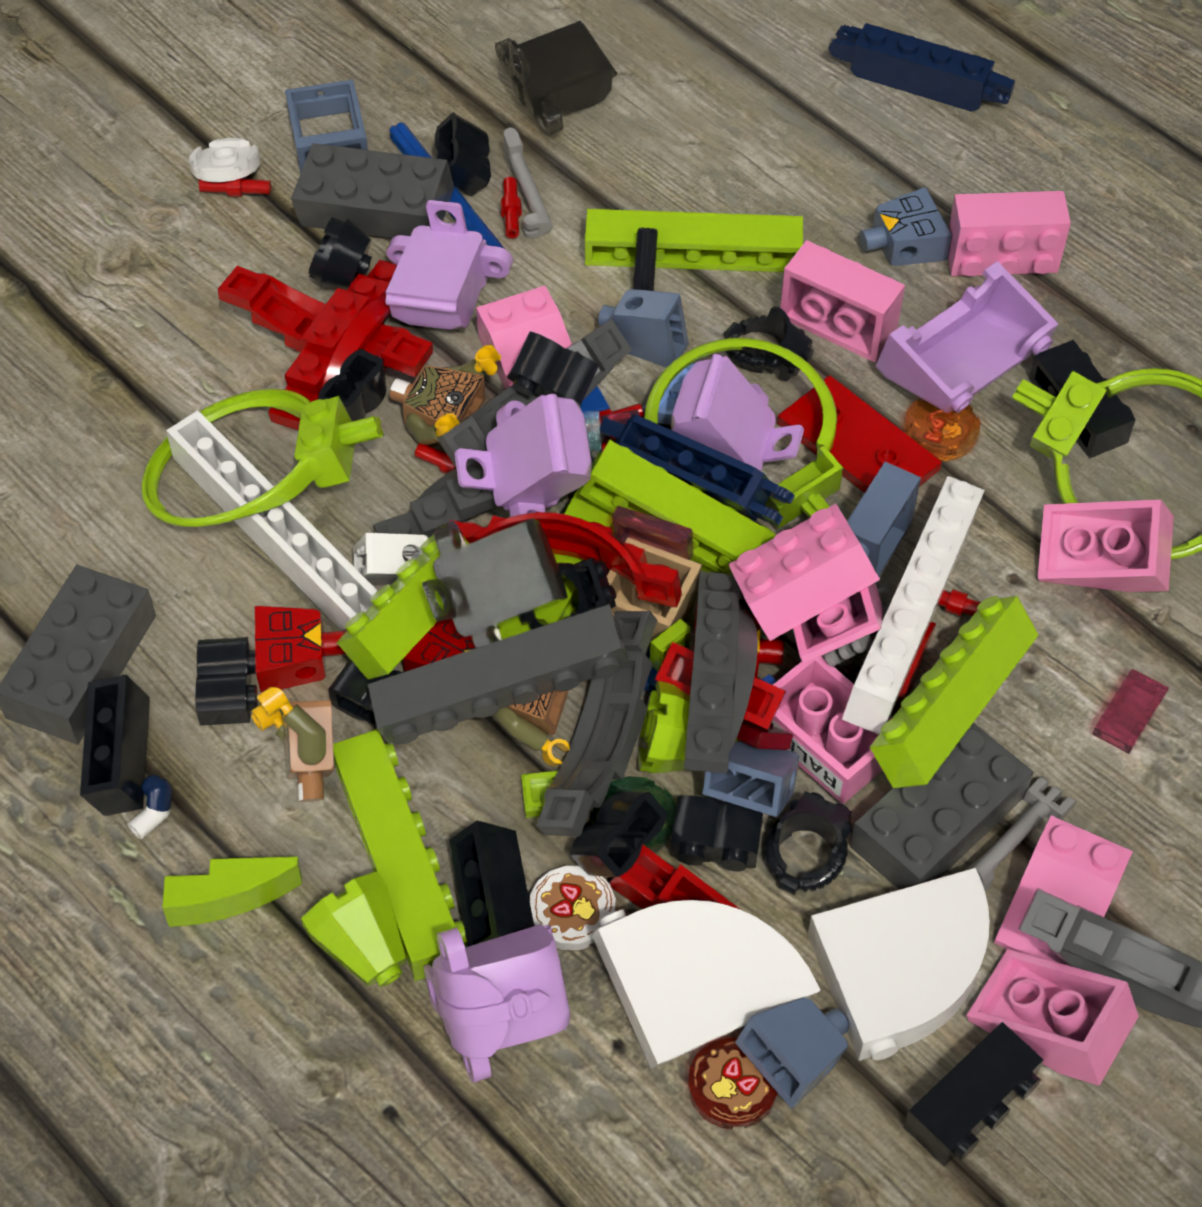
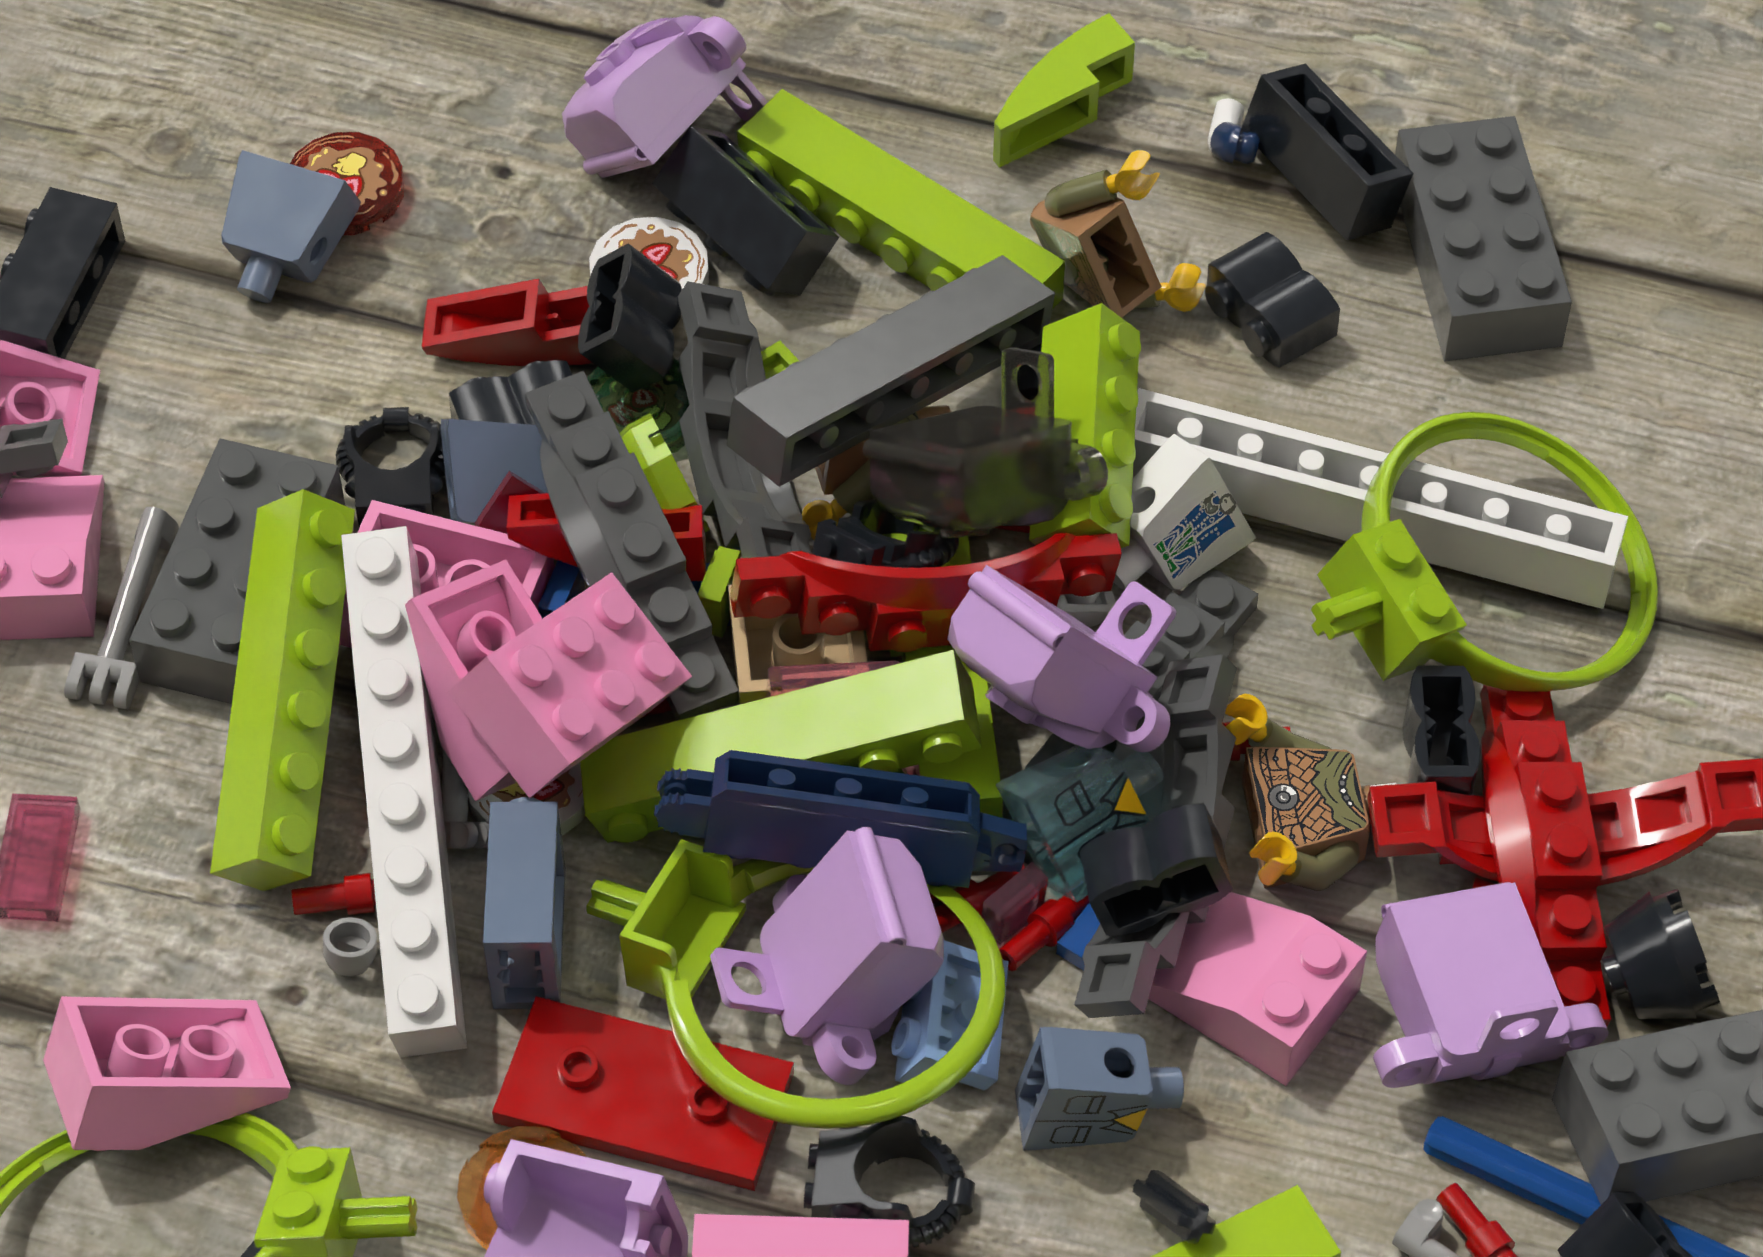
camera: 150 degrees right, 0 degrees up
(292, 646) = (1232, 368): red torso -> none
(359, 930) = (879, 97): lime cone -> none
(697, 972) = (439, 234): white brick -> none
(903, 959) = (202, 364): white brick -> none
(981, 566) = (349, 946): none -> light grey hinge

